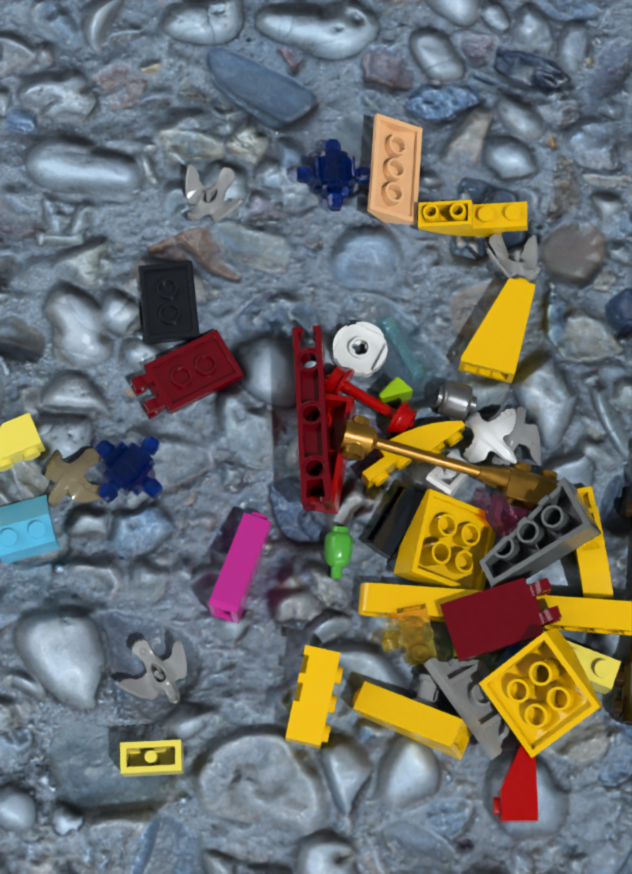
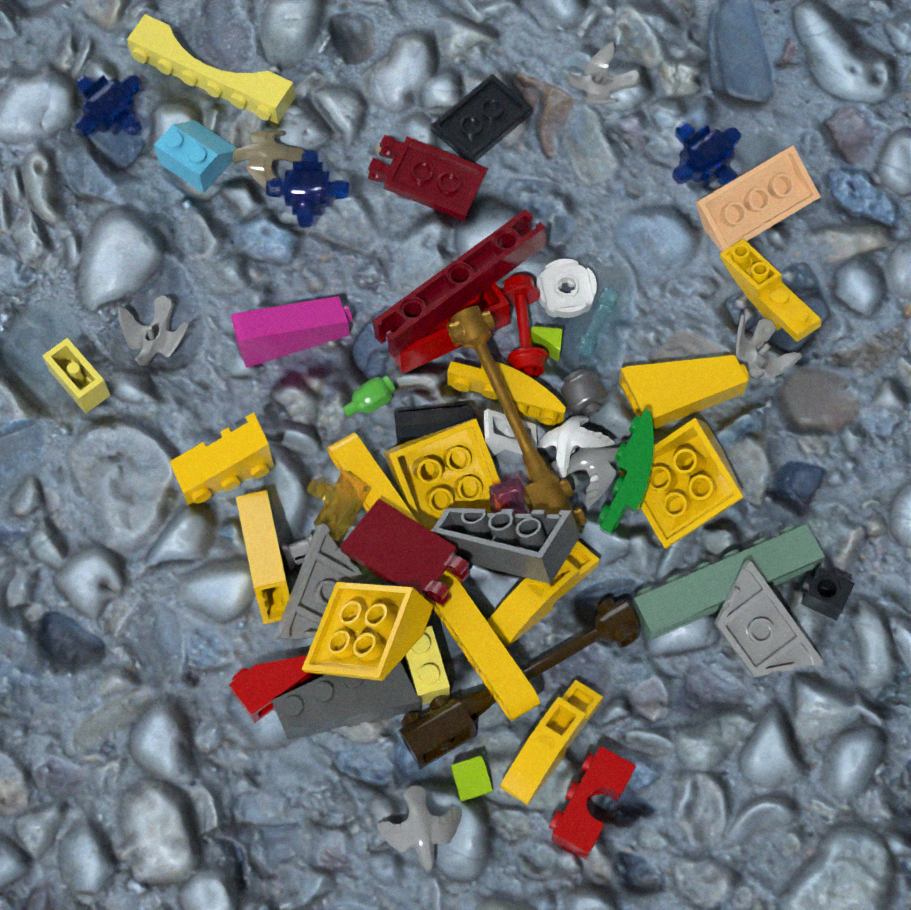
camera: 55 degrees right, 5 degrees down
(543, 403) = (637, 462): none -> green slope
(567, 757) = (343, 702): none -> dark grey wedge
(576, 387) = (688, 483): none -> yellow slope

